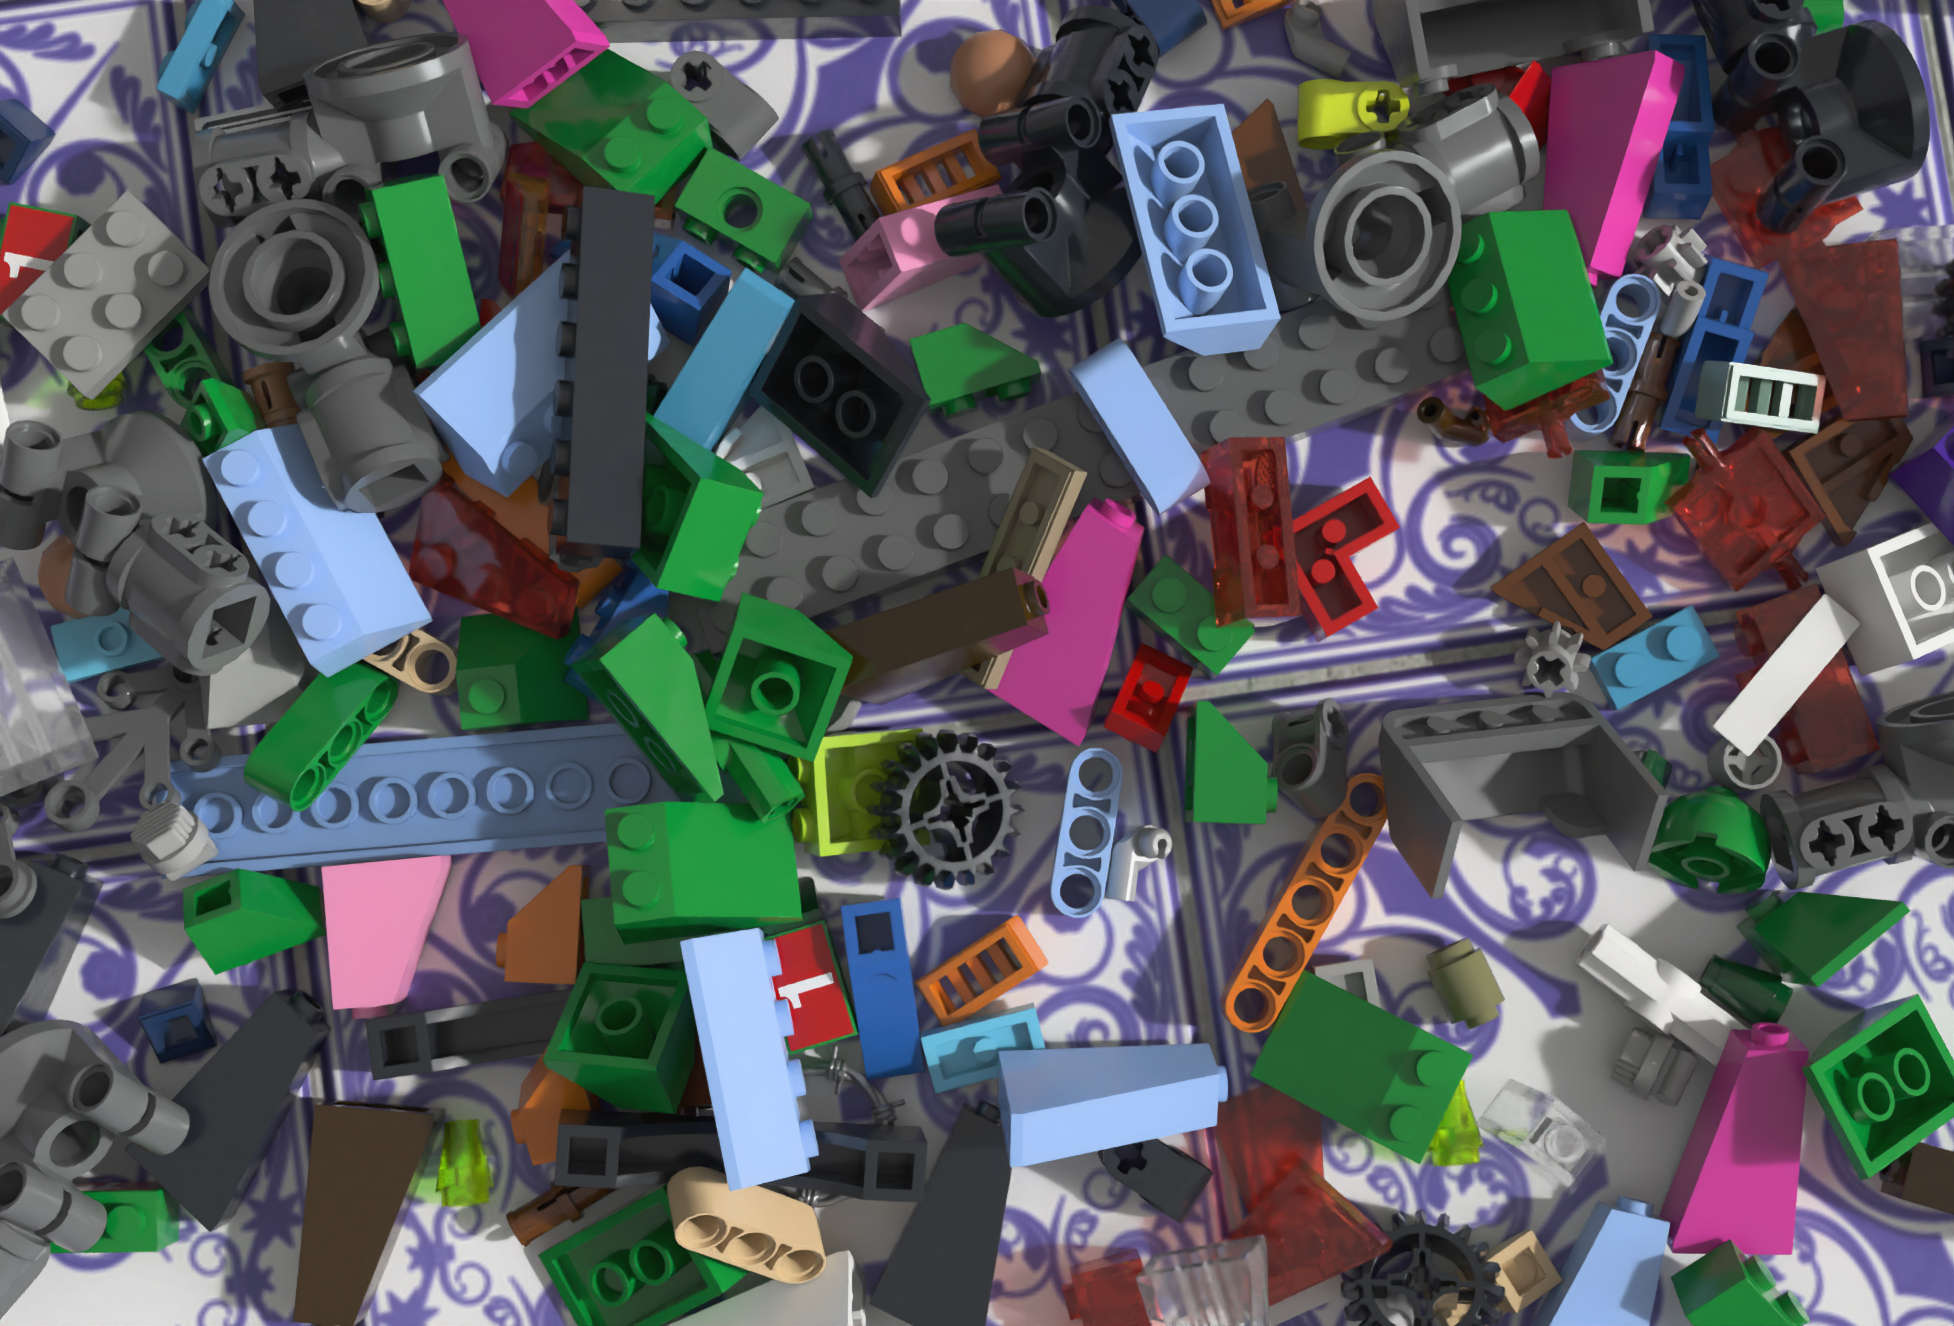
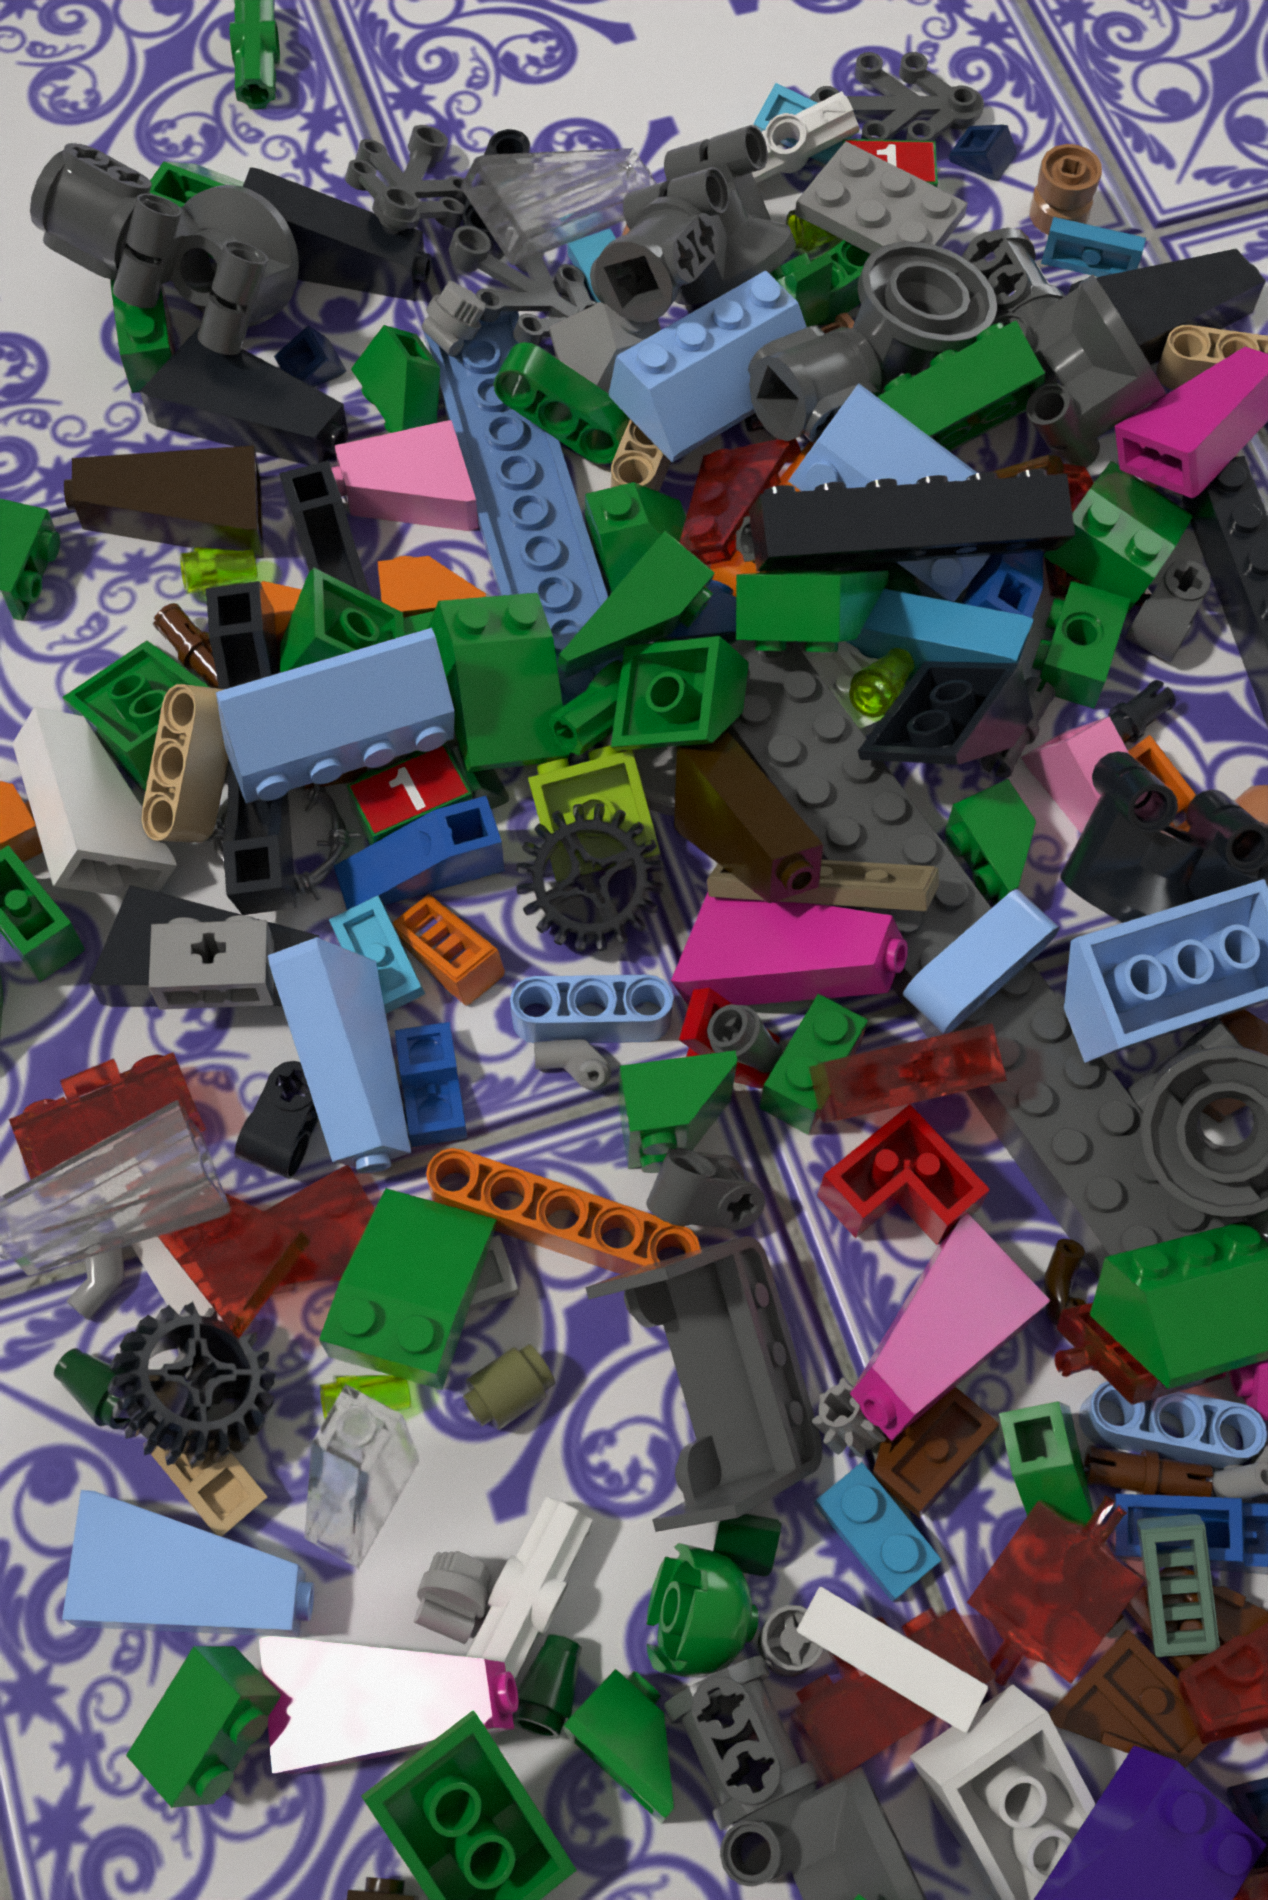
camera: 80 degrees right, 20 degrees down
(108, 60) = (1065, 186): none -> medium nougat wheel
(768, 448) = (880, 683): none -> clear neon green cone
(996, 1262) = (183, 970): none -> light grey brick
(1133, 1012) = (430, 1084): none -> blue slope
(1168, 687) = (742, 1030): none -> dark grey cone
(1492, 551) = (949, 1325): none -> dark pink slope

